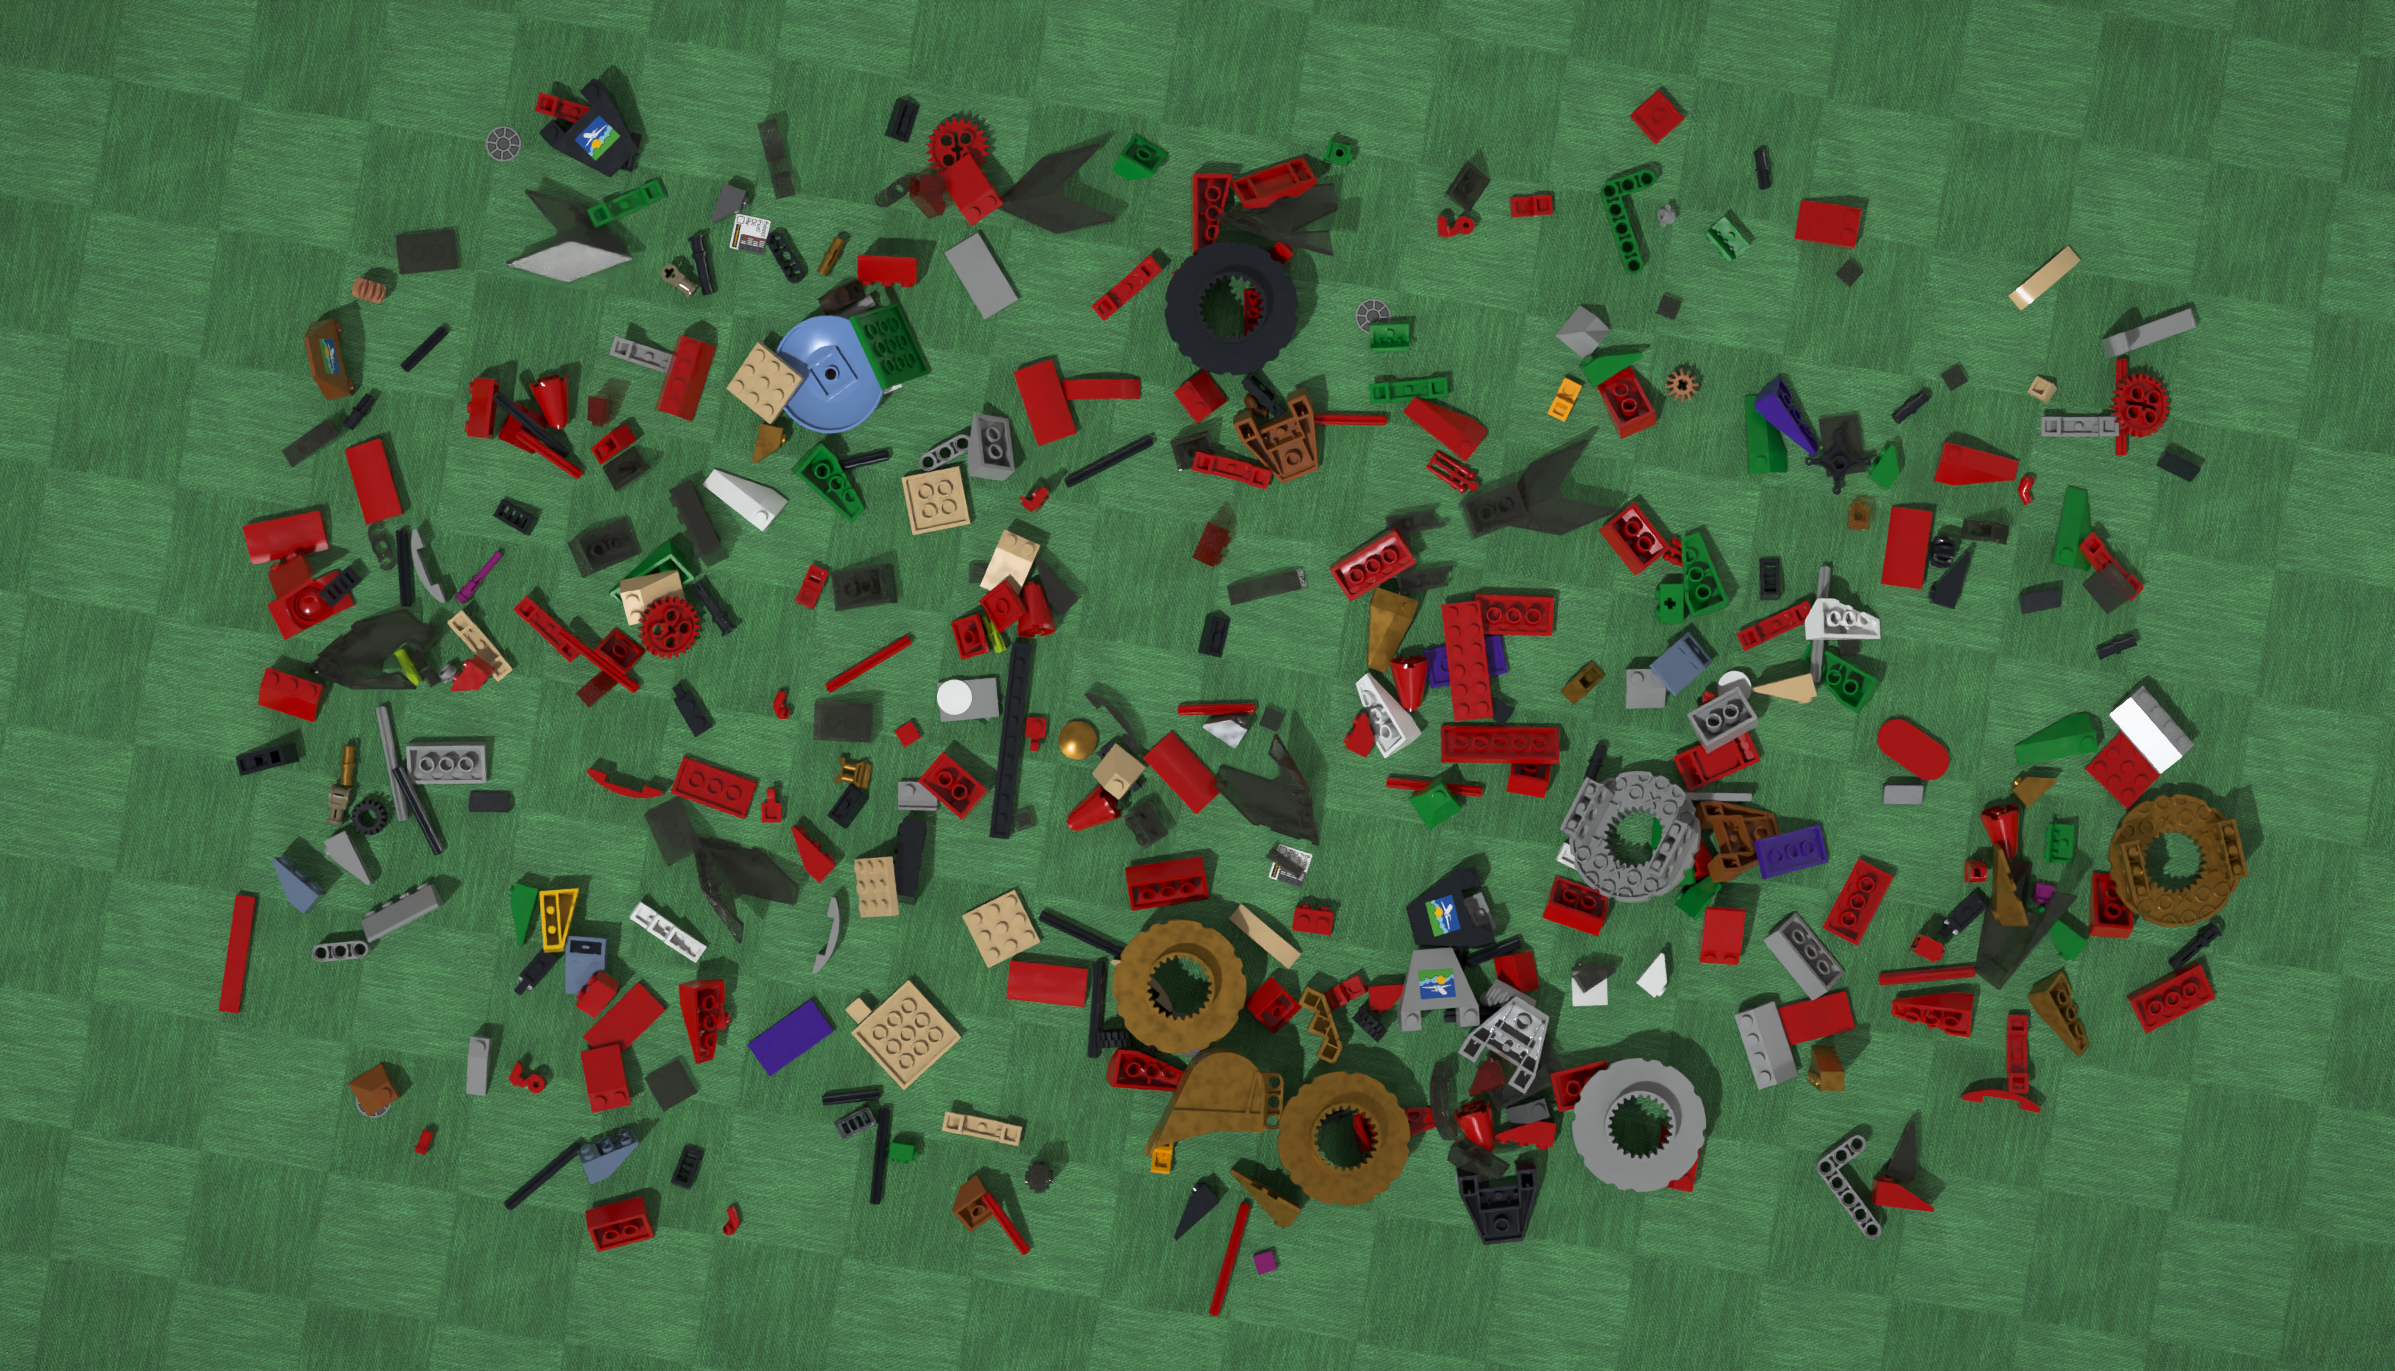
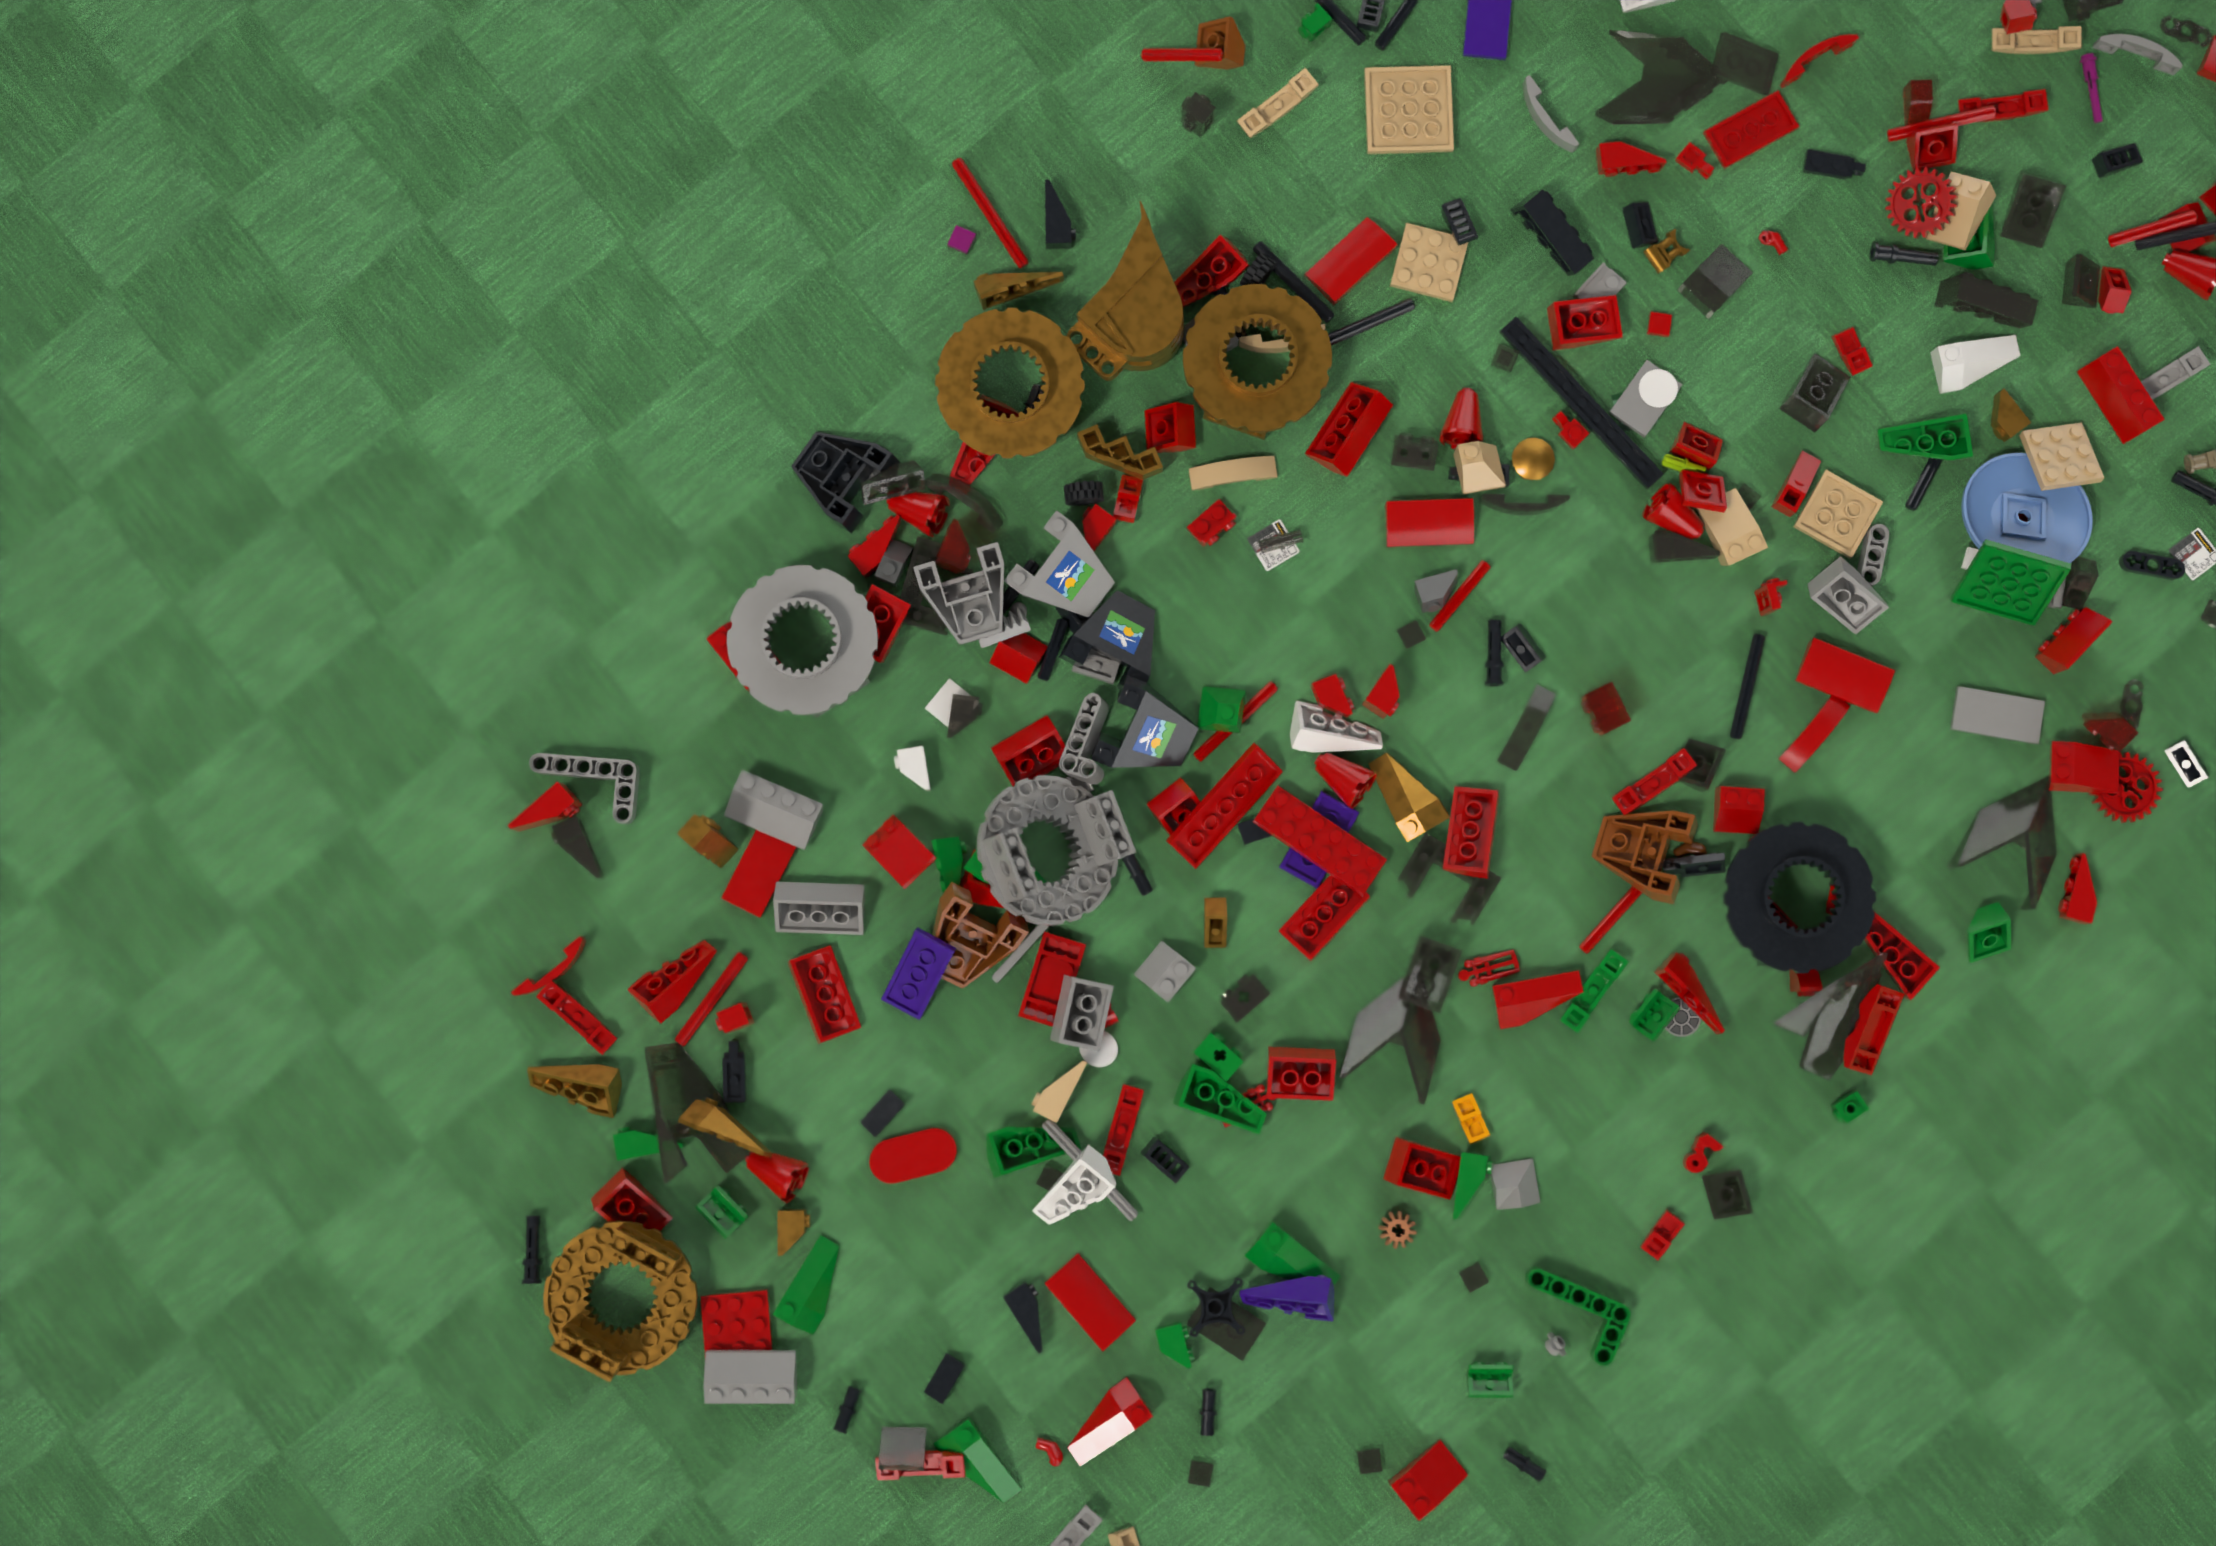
camera: 125 degrees right, 5 degrees down
(403, 567) = (2151, 33): black axle -> none
(599, 411) = (2154, 300): clear red slope -> none
(831, 256) = (2128, 617): pearl gold pin -> none
(858, 1010) = (1463, 90): tan slope -> none
(867, 664) = (1746, 342): red axle -> none
(876, 887) = (1557, 185): tan plate -> none
(939, 546) = (1796, 484): none -> red slope
(951, 942) = (1456, 209): none -> black slope
(1060, 117) = (2079, 897): none -> red slope
(1127, 288) = (1883, 828): red slope -> none
(1162, 1159) = (1121, 228): light orange slope -> none
(1243, 646) = (1494, 664): none -> black pin
(1278, 804) = (1343, 571): clear smoke windscreen -> none
(1331, 702) = (1384, 695): none -> red slope
(1348, 339) = (1683, 981): none -> red wedge
(1492, 833) = (1155, 736): none -> black wedge
(1534, 874) = (1098, 708): none -> light grey beam
(1627, 616) = (1256, 992): none -> clear smoke brick
(1656, 117) = (1648, 1411): red plate -> none
(1681, 663) = (1161, 1018): sand blue slope -> none
(1863, 522) = (1144, 1280): clear orange brick -> none
(1942, 551) = (1060, 1330): black gear -> none
(1975, 871) = (763, 1117): red leg -> none
(1985, 531) = (1045, 1383): clear smoke slope -> none
(2042, 893) = (694, 1160): magenta tile -> none
(2171, 997) = (508, 1192): red slope -> none

